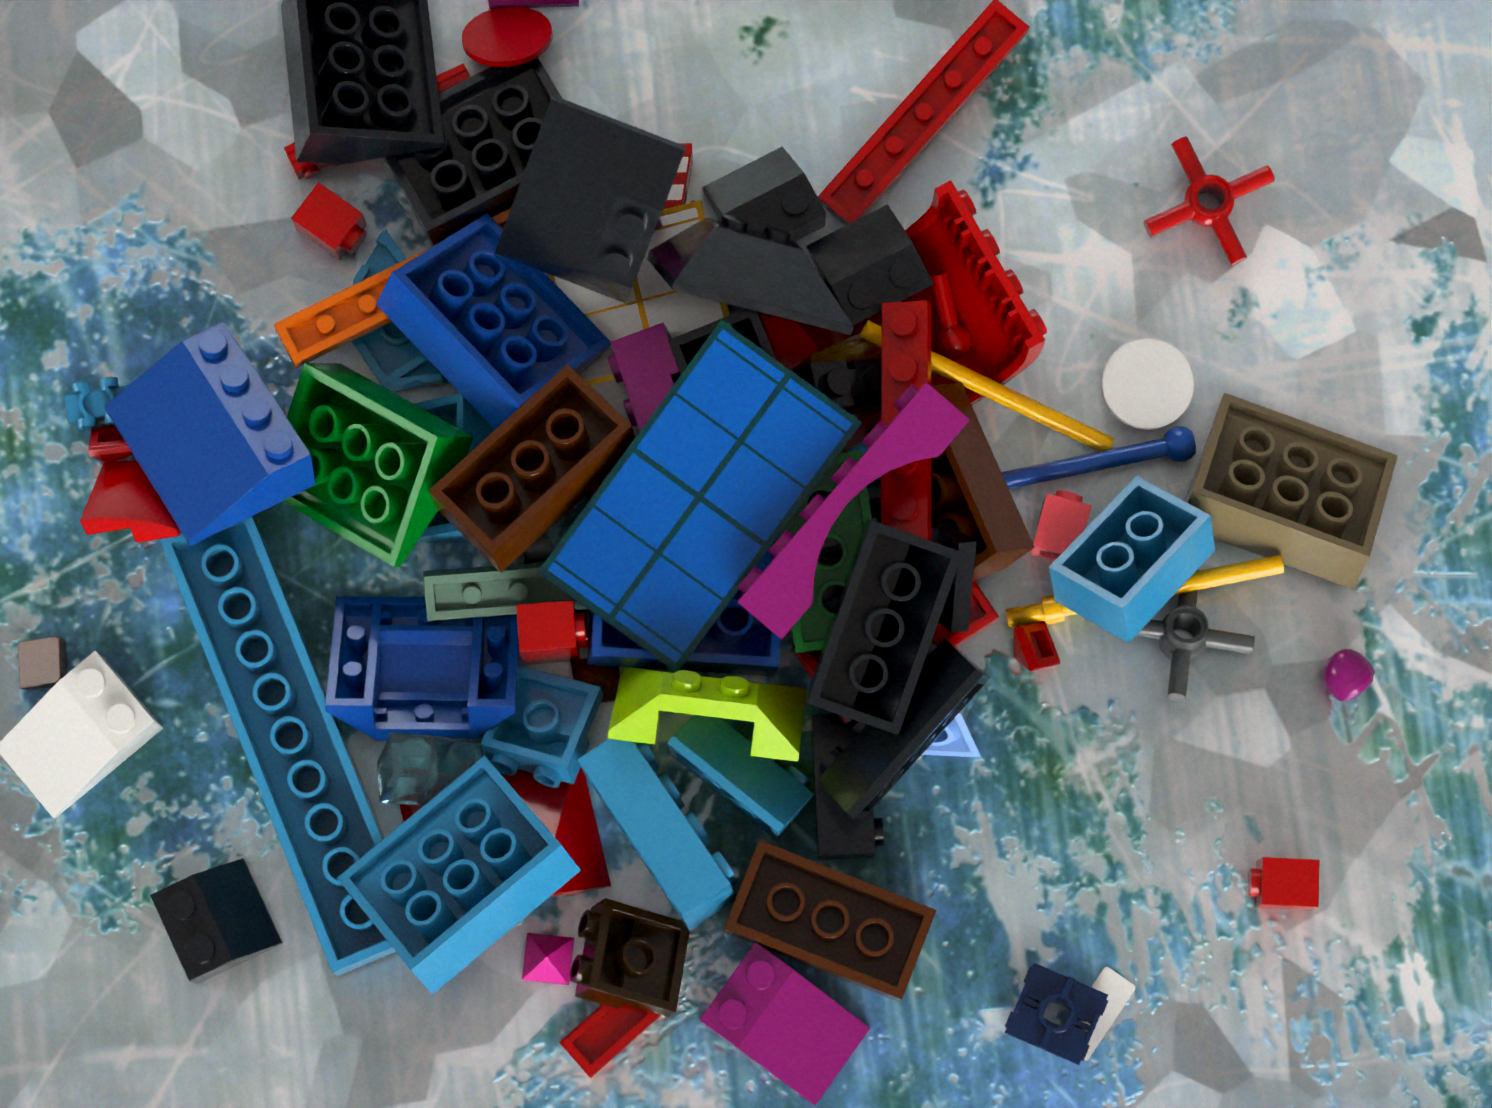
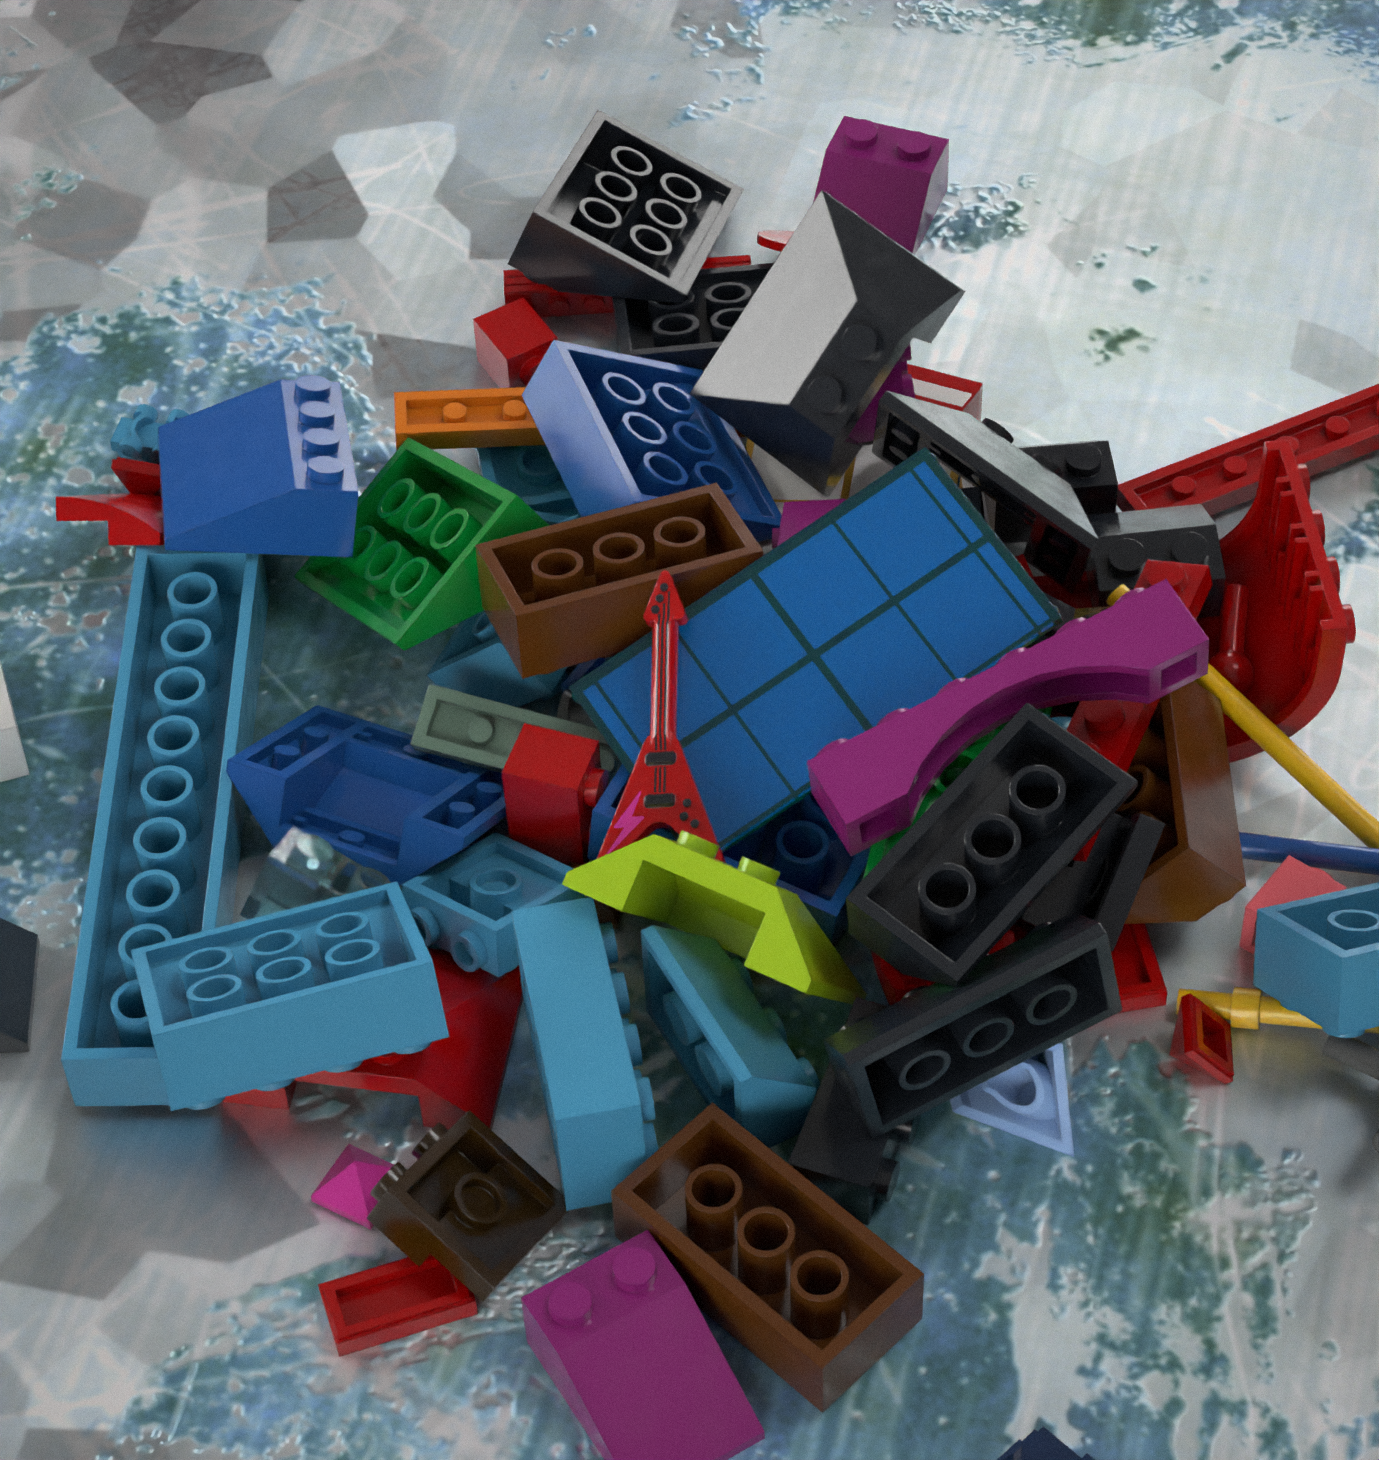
camera: 25 degrees right, 30 degrees down
(633, 626) = (661, 783): none -> red piece

